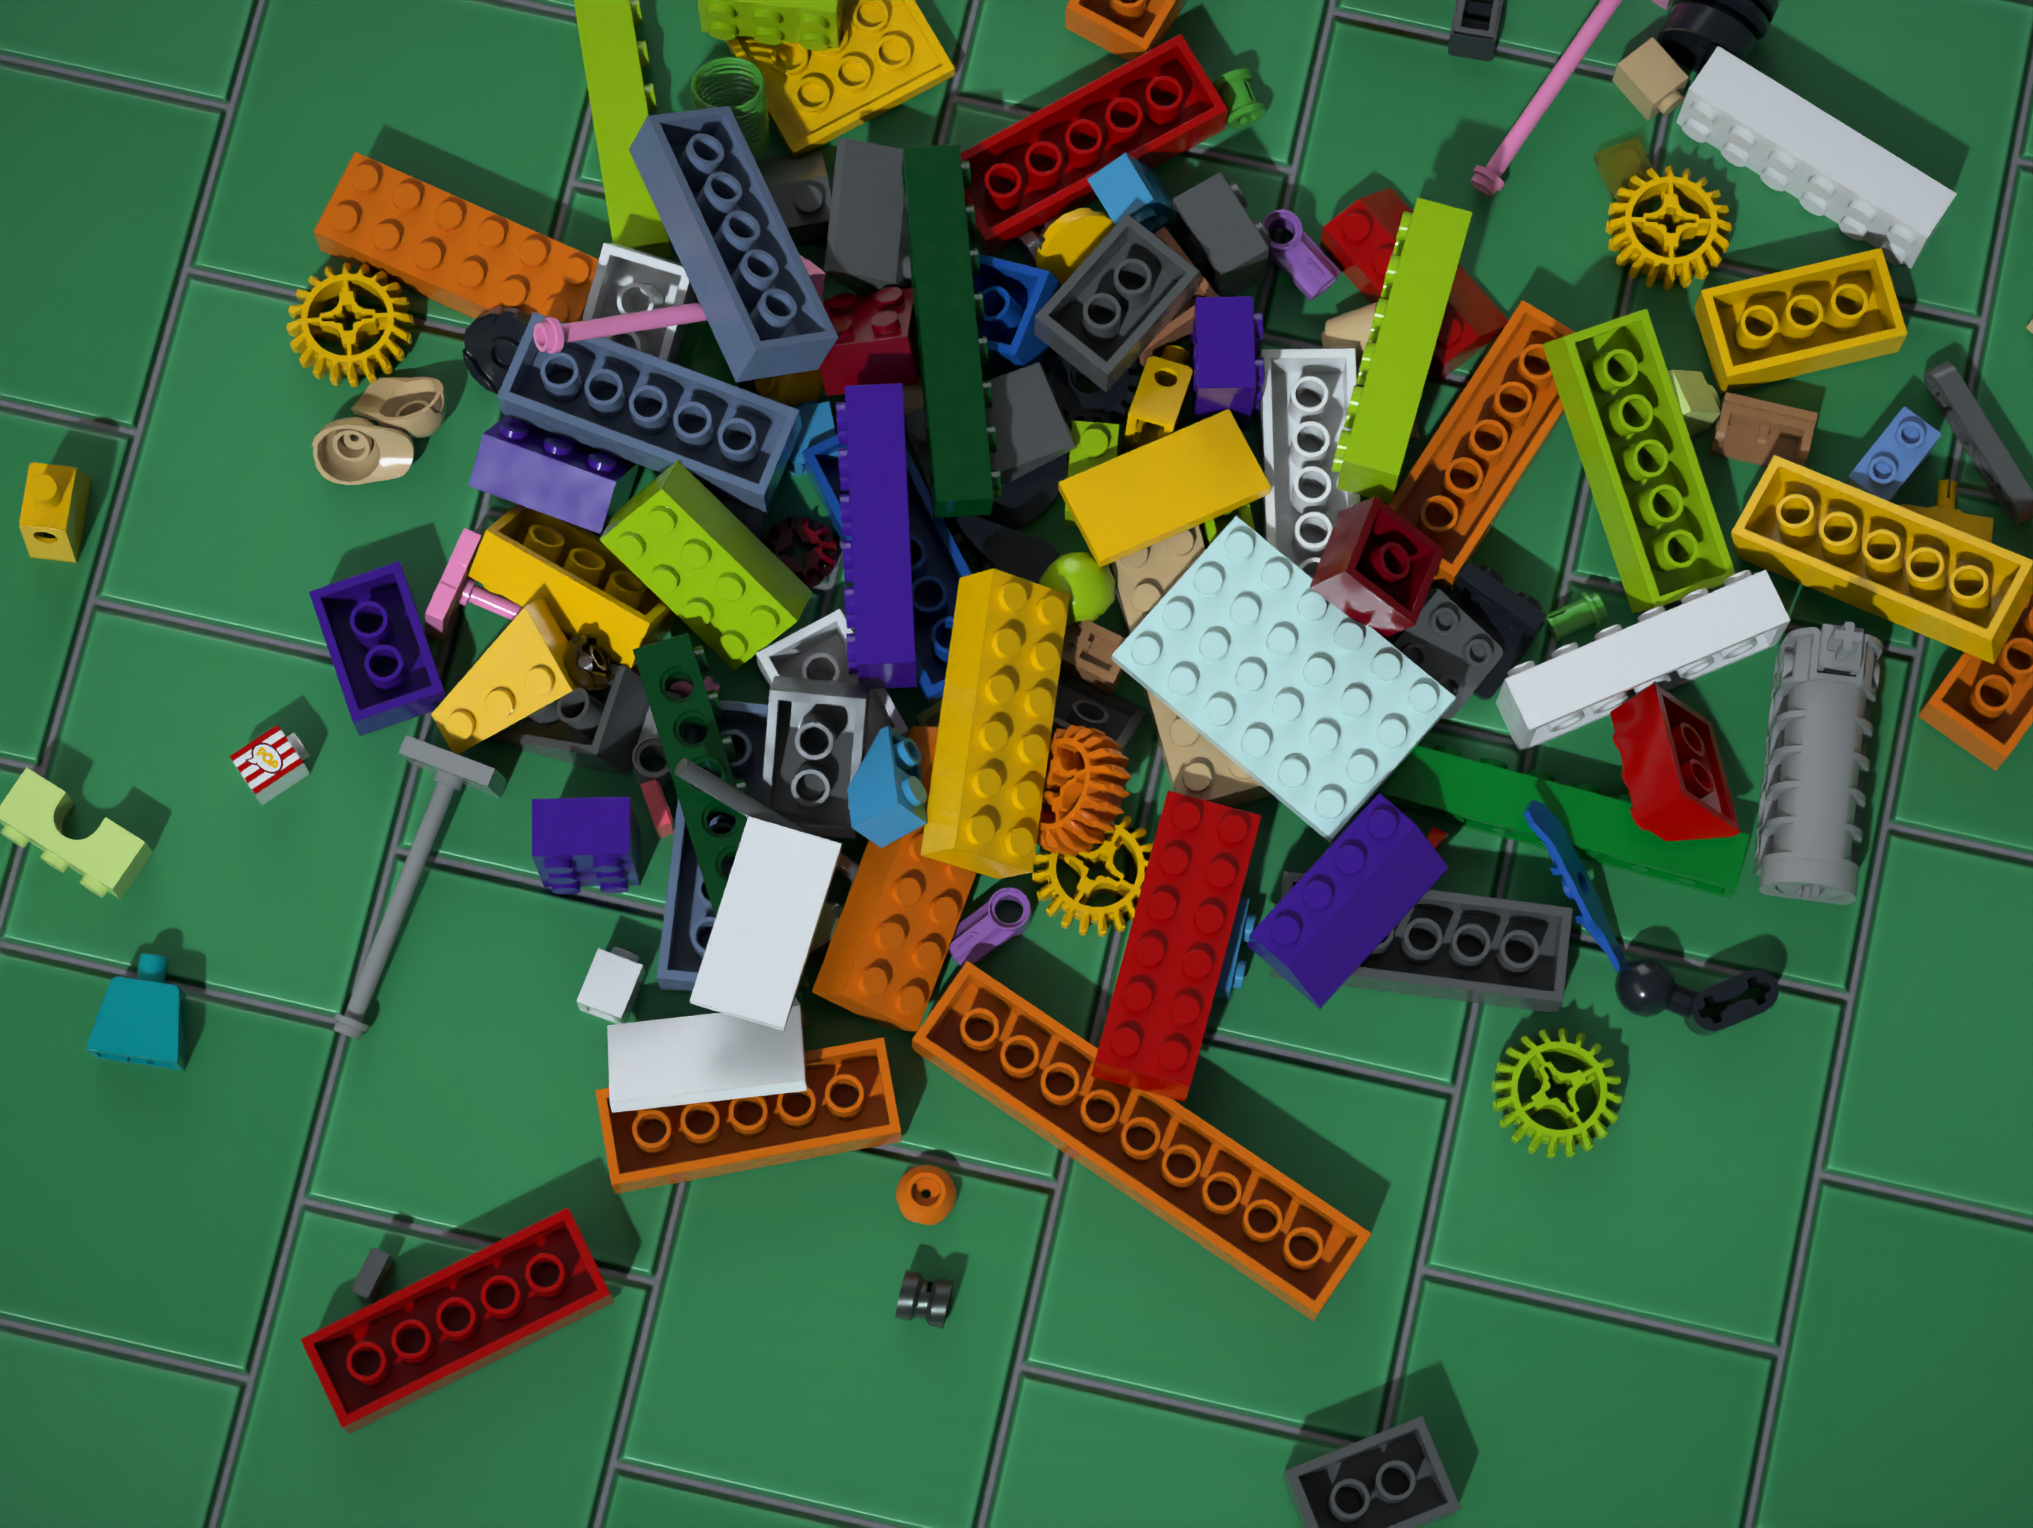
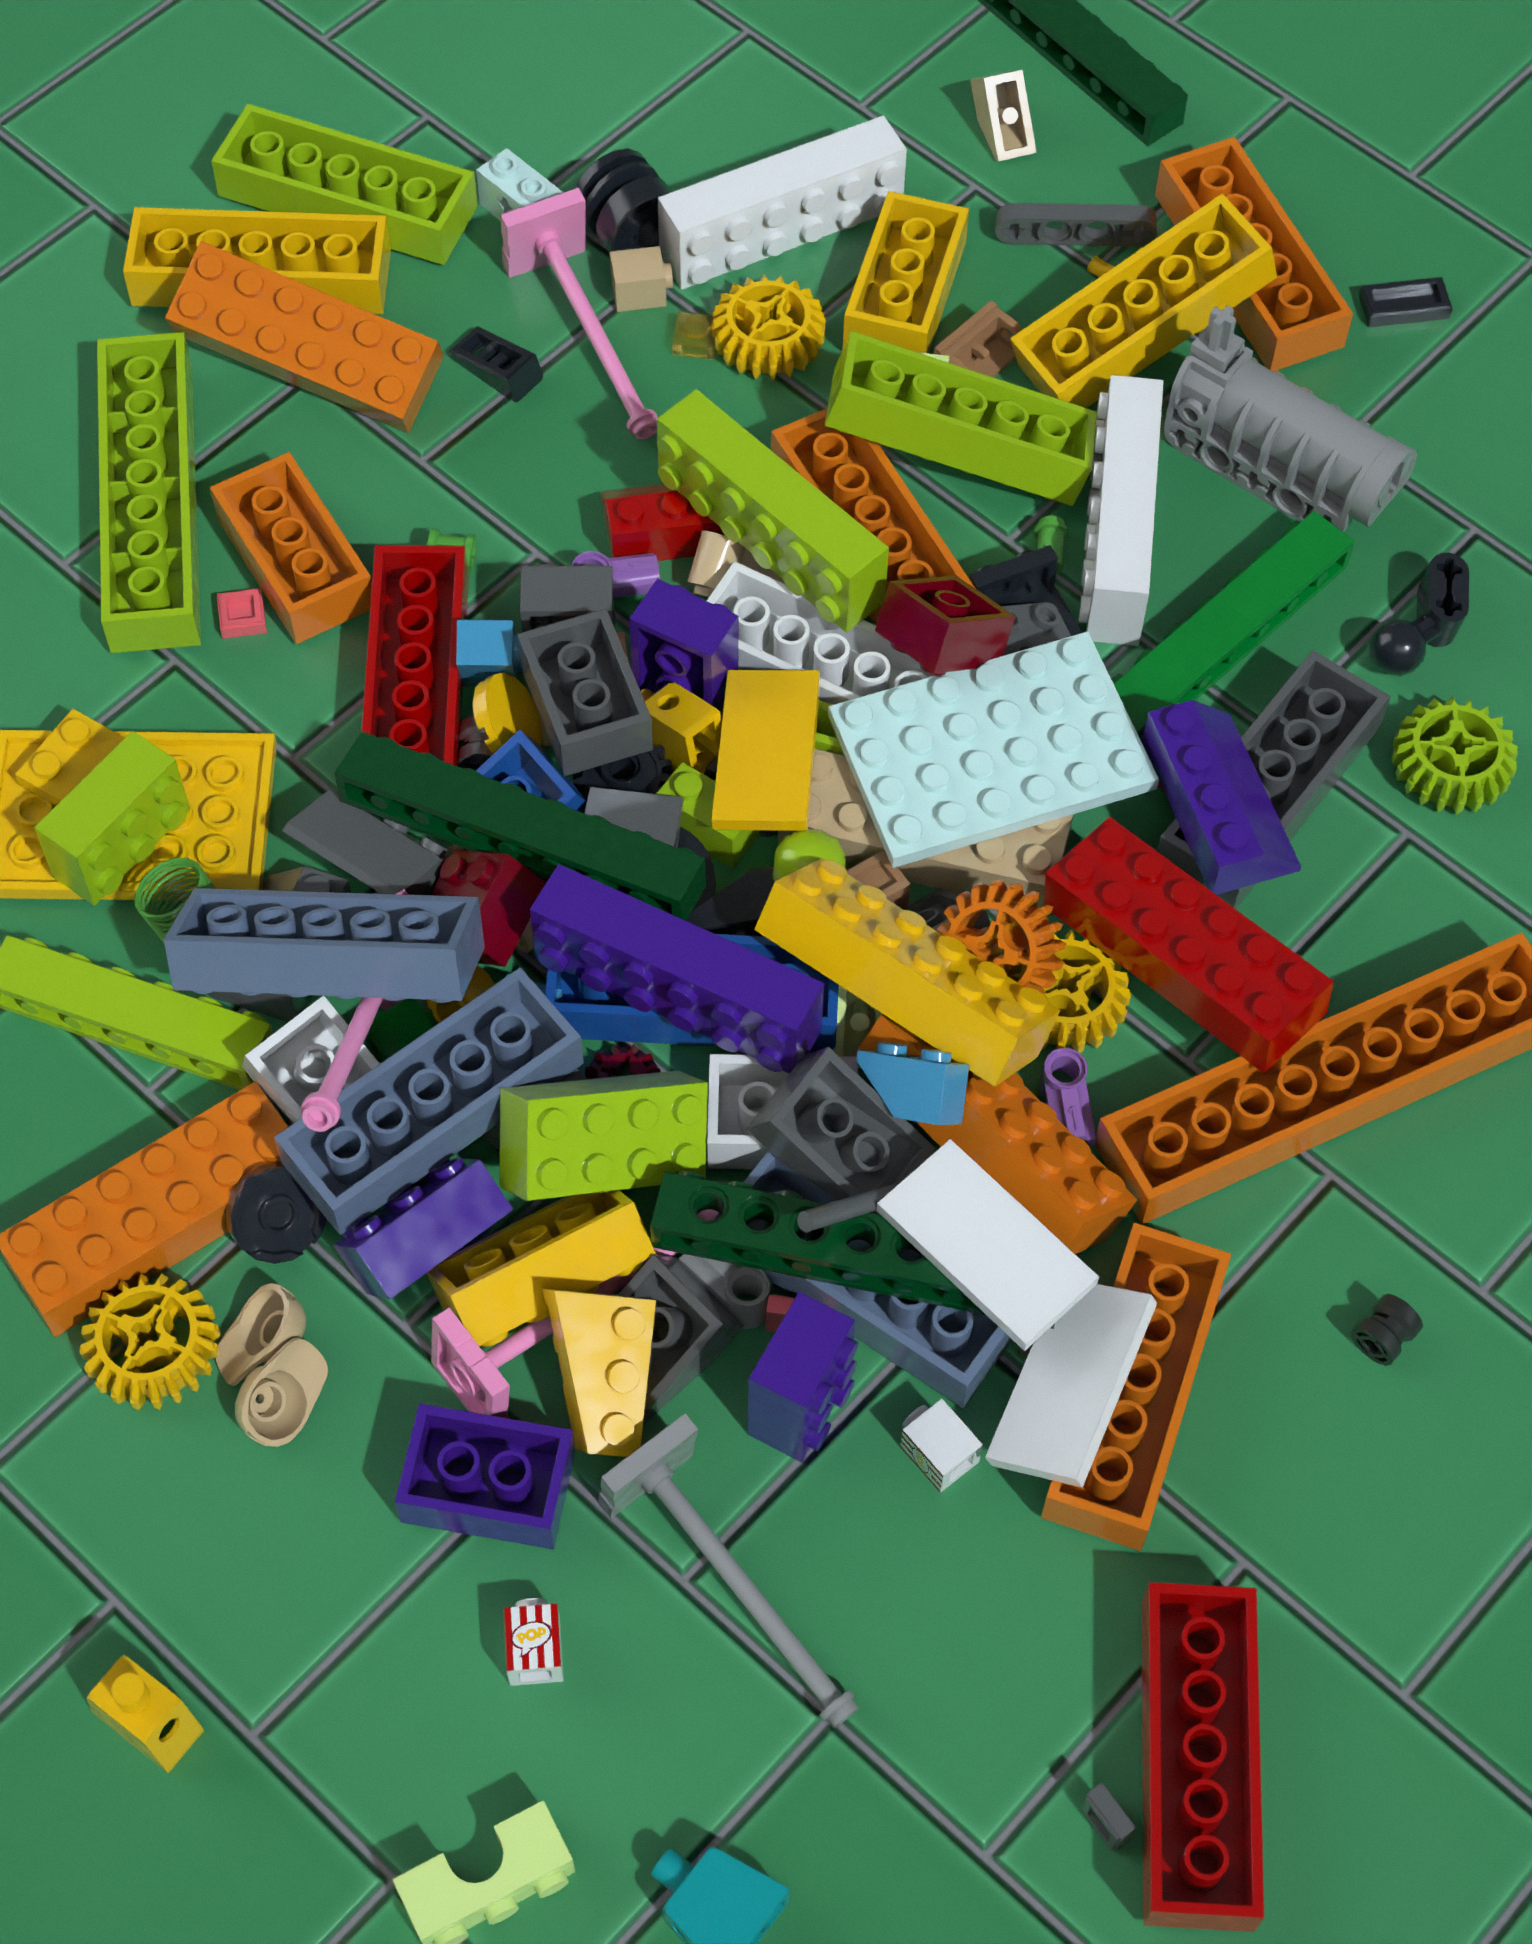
camera: 60 degrees left, 15 degrees down
(588, 663) = (633, 1280): dark brown plate -> none
(931, 1209) = (1282, 1296): orange plate -> none
(1574, 879) = (1286, 643): blue piece -> none
(1672, 768) = (1229, 532): red slope -> none
(1894, 456) = (1051, 271): medium blue brick -> none

